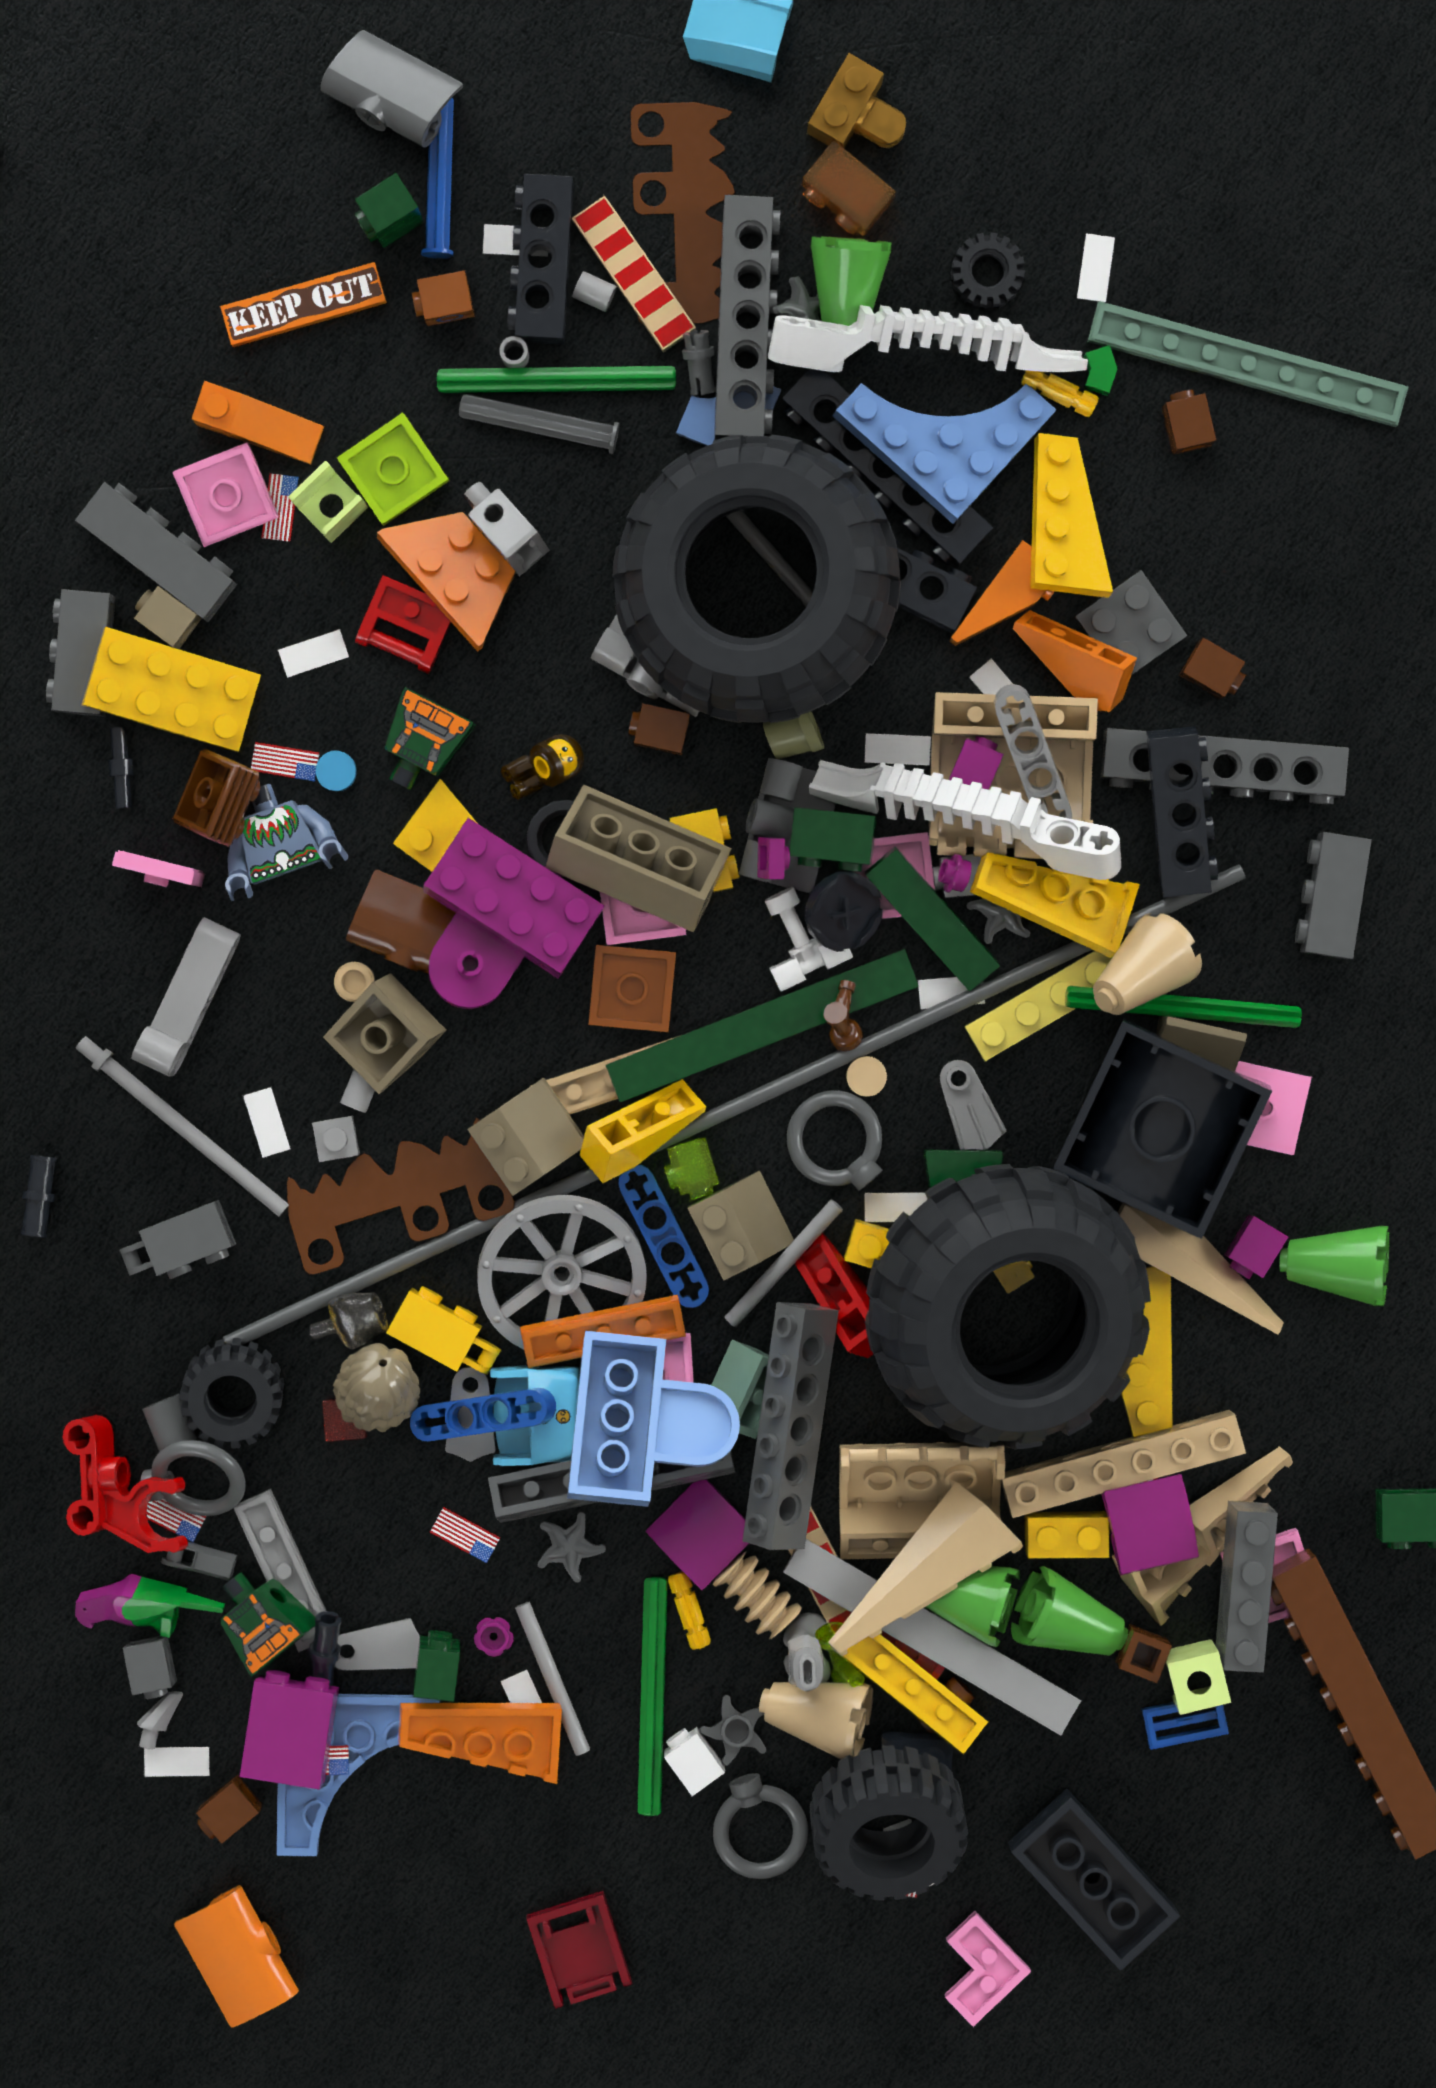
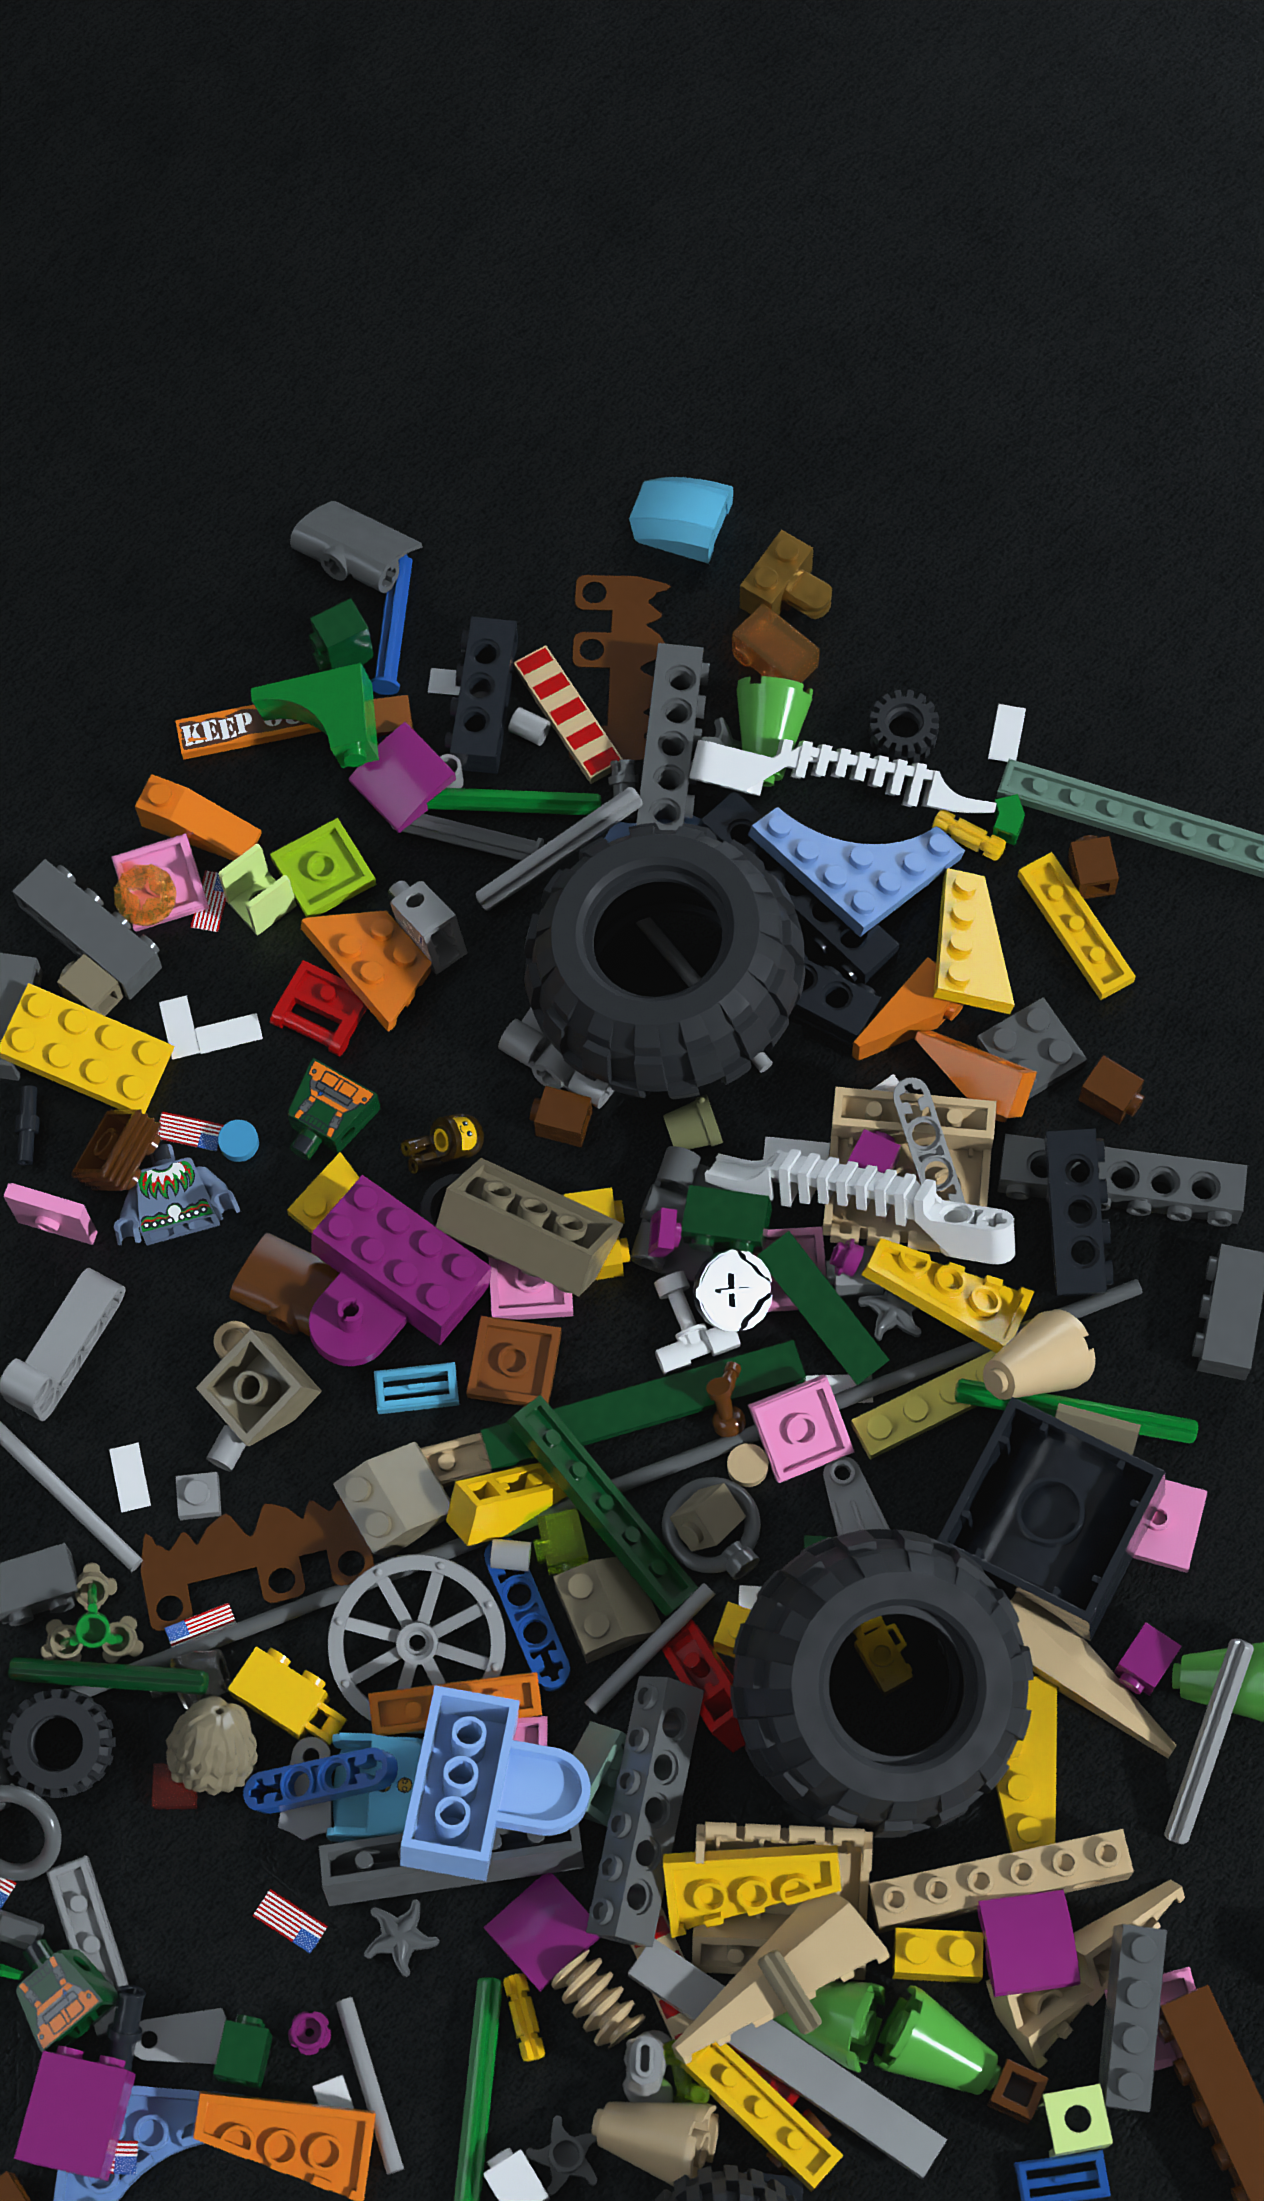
camera: 10 degrees right, 20 degrees down
(227, 501) = (155, 908): none -> clear yellow gear
(253, 1288) = (93, 1627): none -> dark tan plant
(262, 649) = (179, 1027): none -> white sticker
(271, 1324) = (108, 1675): none -> dark green axle
(352, 1266) = (200, 1625): none -> sticker
(394, 291) = (334, 702): none -> green arch
(466, 366) = (402, 777): none -> magenta slope
(572, 1011) = (420, 1402): none -> medium azure tile
(637, 439) = (559, 848): none -> light grey axle
(644, 1186) = (510, 1555): none -> light grey hinge
(729, 1132) = (602, 1505): none -> dark green plate
(831, 1137) = (707, 1517): none -> dark tan brick
(886, 1487) = (745, 1882): none -> yellow wing
(917, 1041) = (801, 1428): none -> bright pink plate
(933, 1590) = (789, 1992): none -> dark tan axle
(1172, 488) = (1076, 926): none -> yellow plate
(1315, 1326) = (1209, 1741): none -> light grey axle

